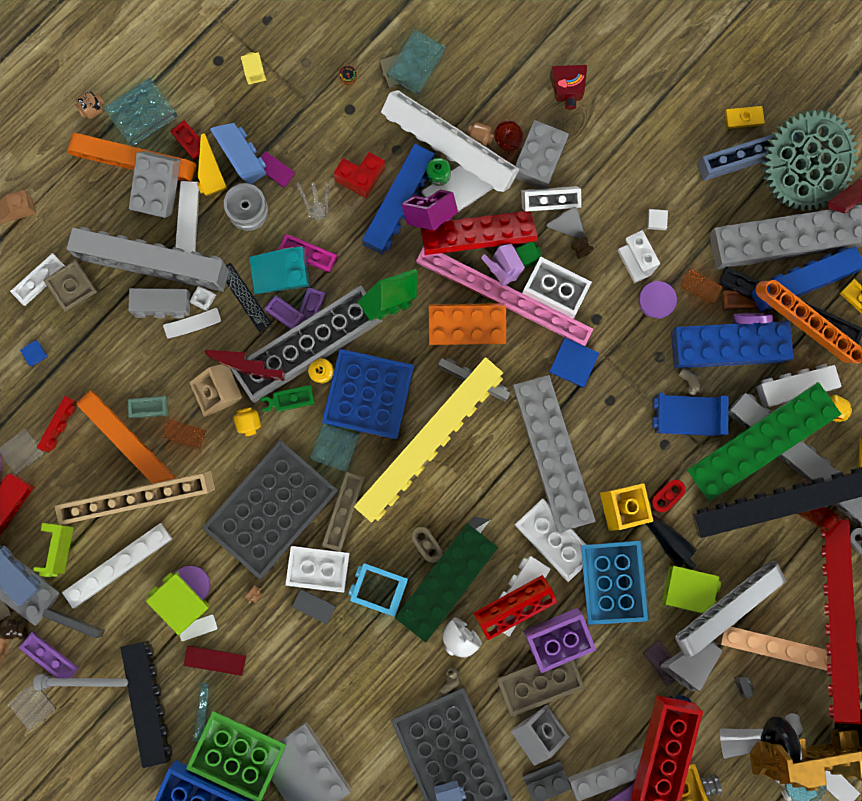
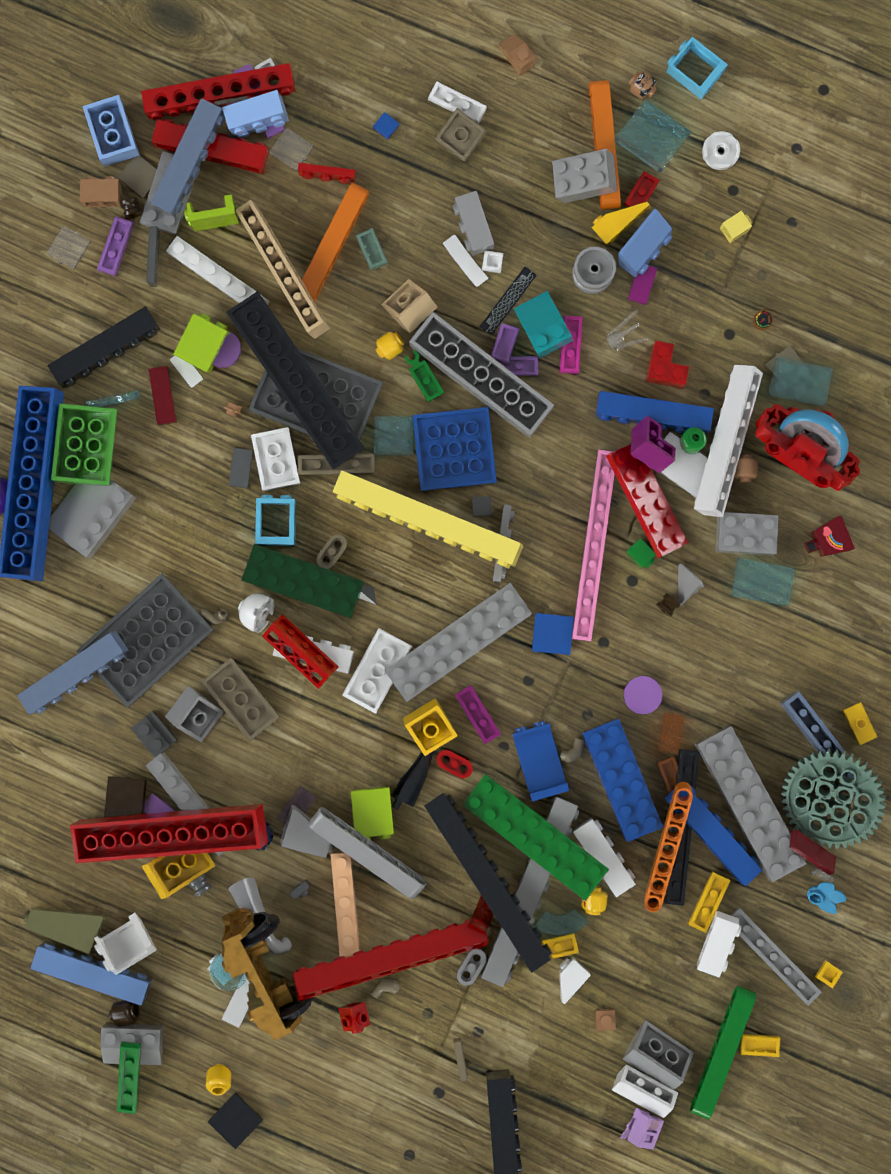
camera: 75 degrees right, 5 degrees up
(43, 681) = (92, 249): light grey piece -> none
(85, 39) = (707, 56): none -> medium azure window
(148, 259) = (509, 194): light grey brick -> none
(176, 49) = (725, 142): none -> white plate
(184, 433) = (358, 291): clear orange tile -> none
(187, 216) = (564, 219): white tile -> none
(239, 362) = (439, 319): dark red slope -> none
(247, 523) = (295, 380): none -> black plate
(327, 371) = (462, 402): yellow head -> none
(390, 295) = (552, 436): green slope -> none
(431, 387) = (481, 506): none -> dark grey tile
(467, 324) = (553, 518): orange brick -> none
(479, 69) = (809, 445): none -> red piece
(505, 264) = (624, 535): lavender piece -> none
(508, 135) = (755, 496): clear red hair -> none
(551, 198) = (705, 558): white brick -> none
(556, 287) = (618, 592): white brick -> none
(559, 640) = (284, 703): medium lavender slope -> none
(588, 157) = (762, 582): none -> clear light blue tile
(615, 583) = (355, 739): dark azure slope -> none
(628, 458) = (477, 714): none -> magenta plate
(638, 257) = (675, 660): white panel -> none
(657, 219) = (723, 669): white tile -> none
(750, 318) = (653, 787): medium lavender tile -> none
(848, 447) = (561, 924): none -> clear light blue tile

